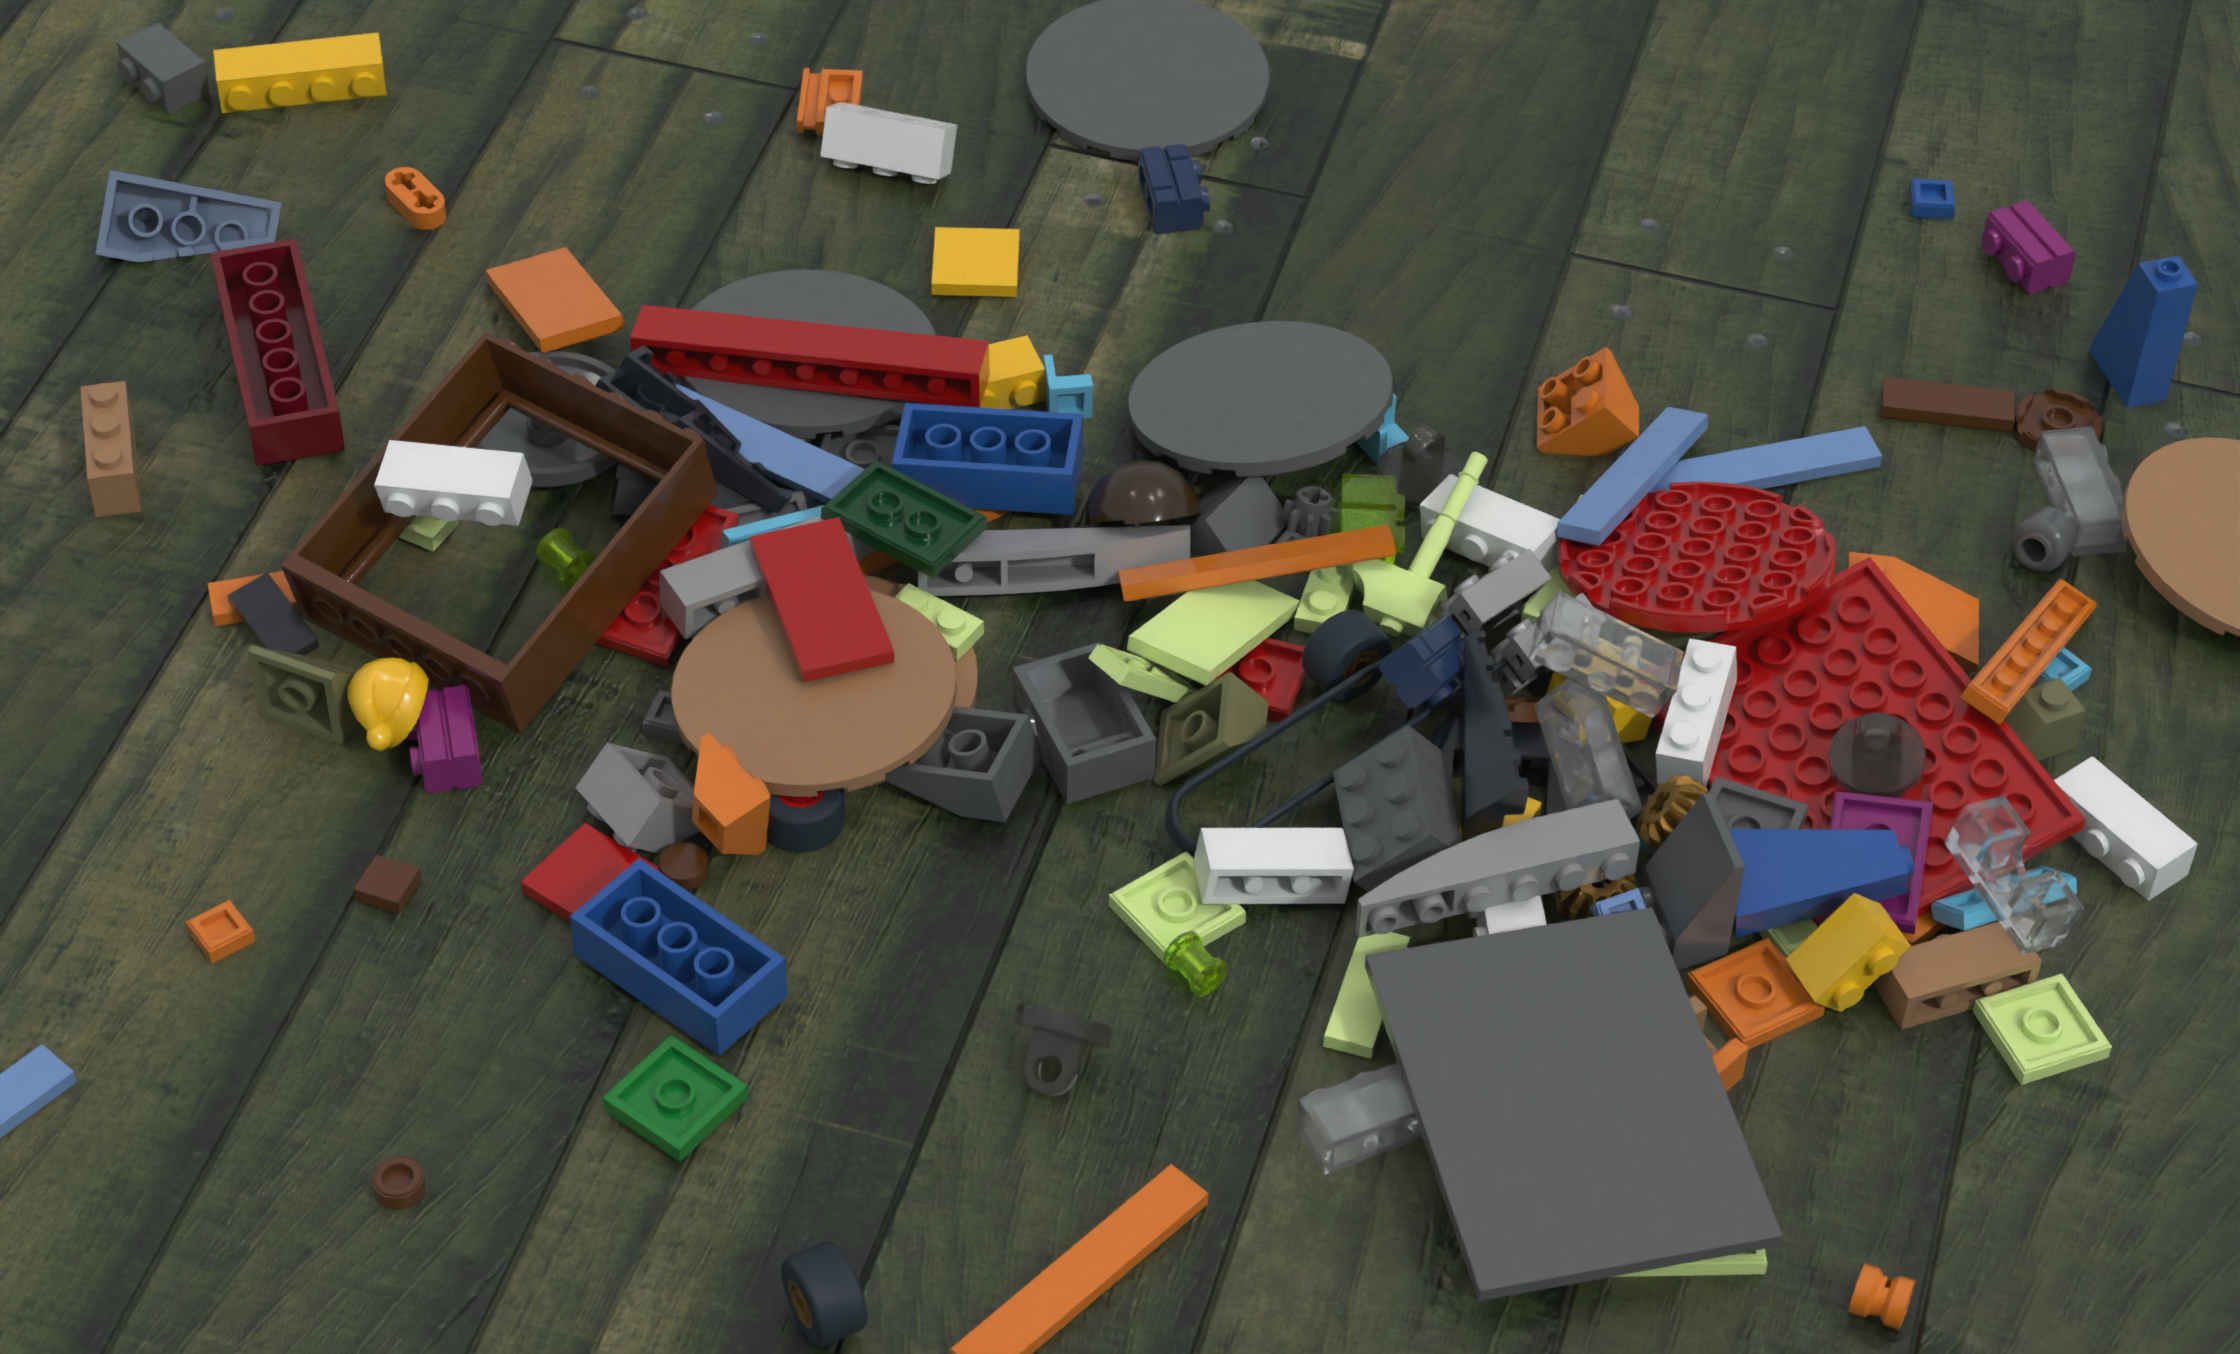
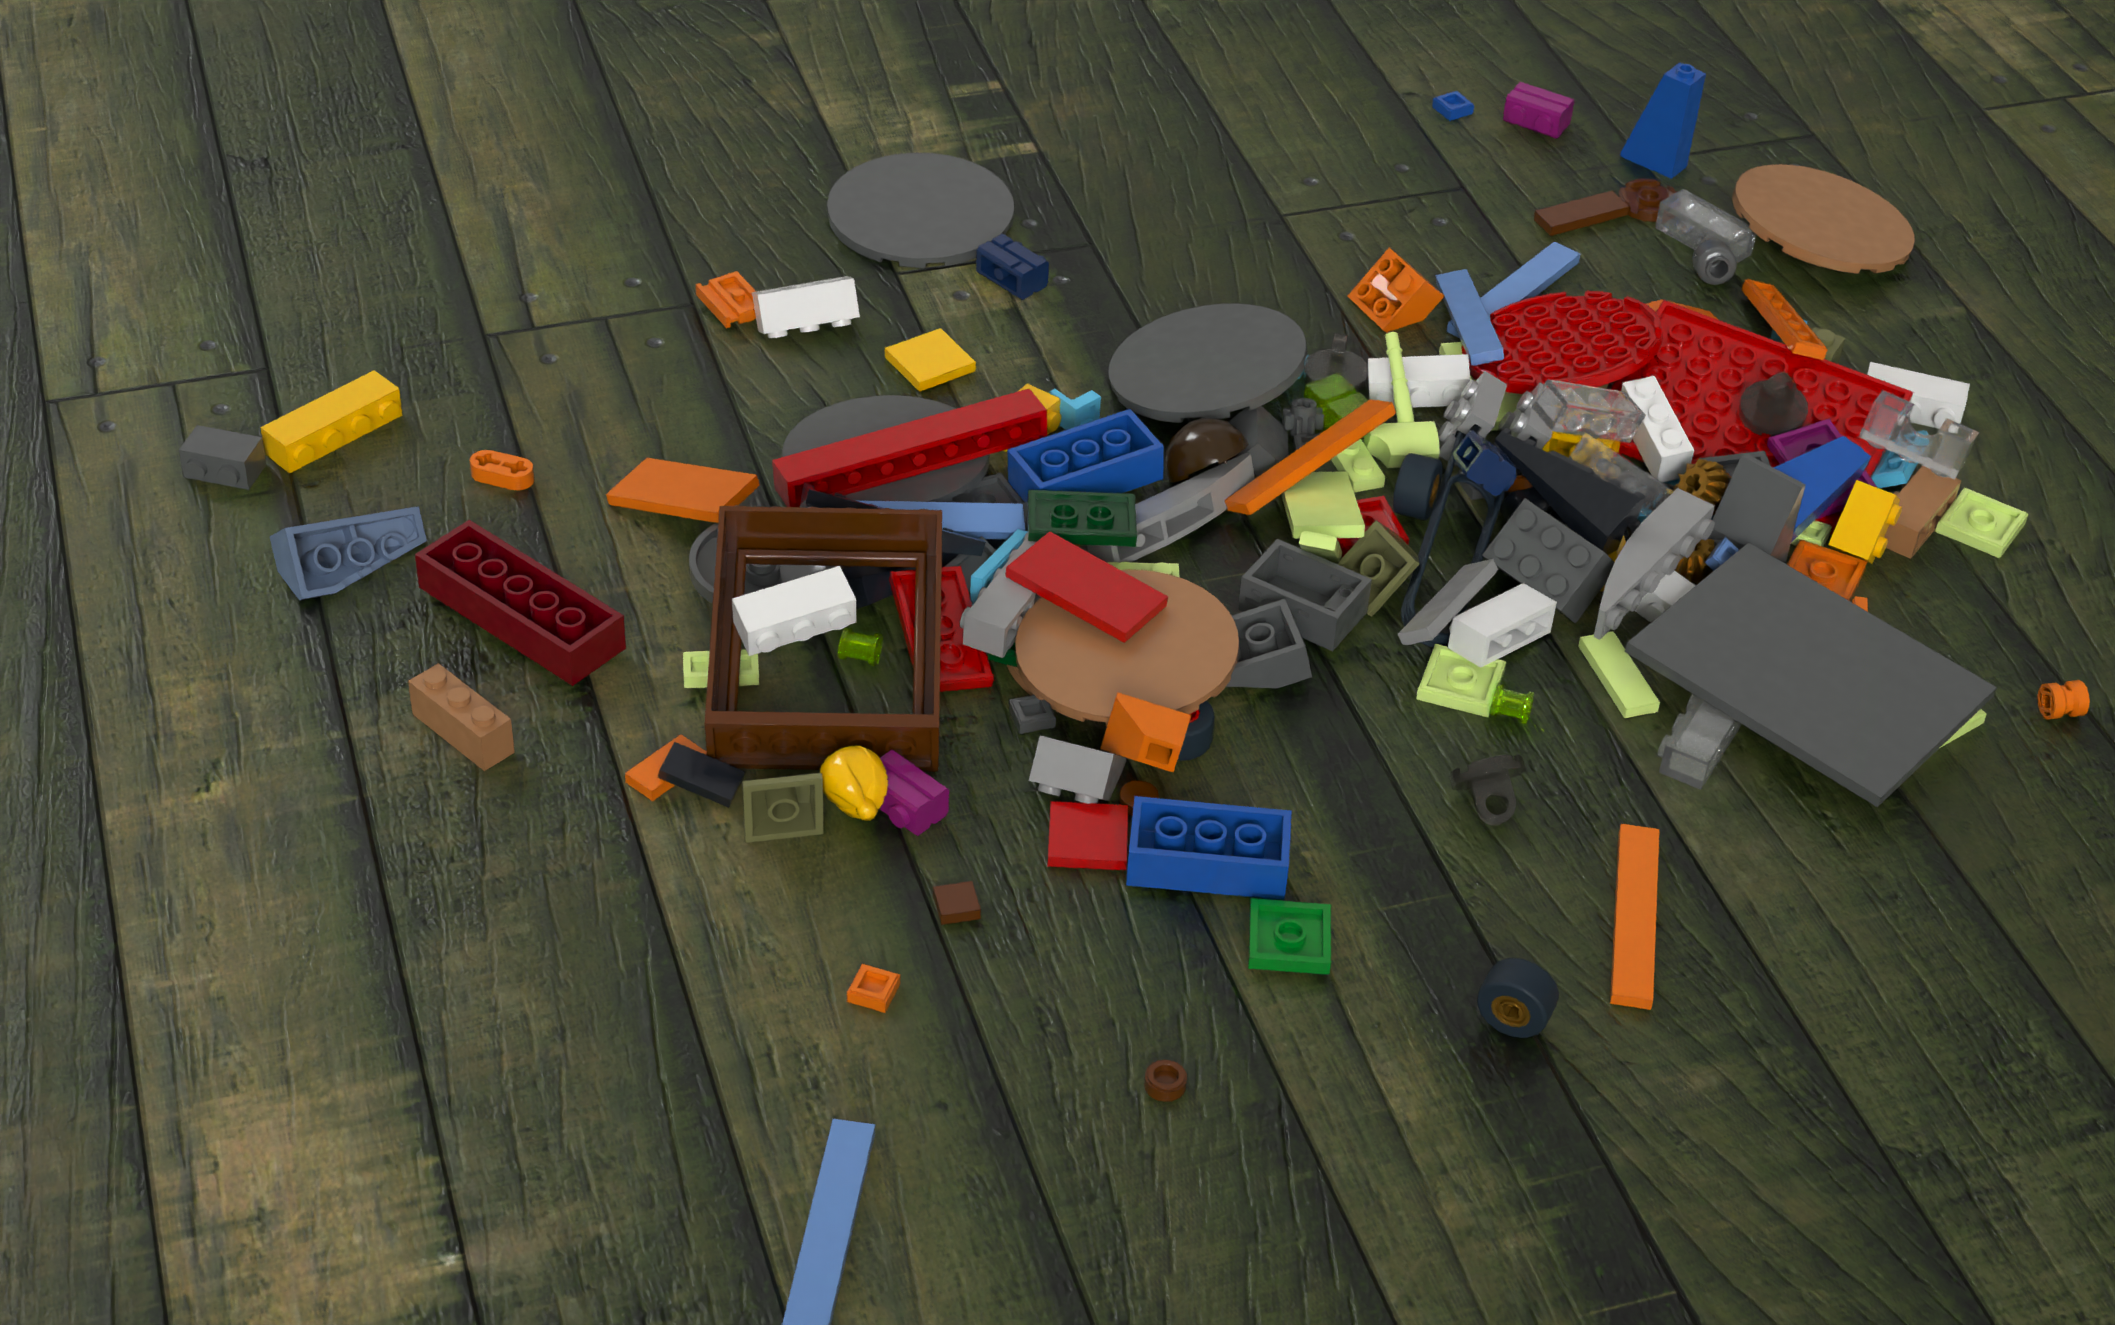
camera: 35 degrees left, 5 degrees down
(1219, 808) = (1447, 602): none -> light grey tile

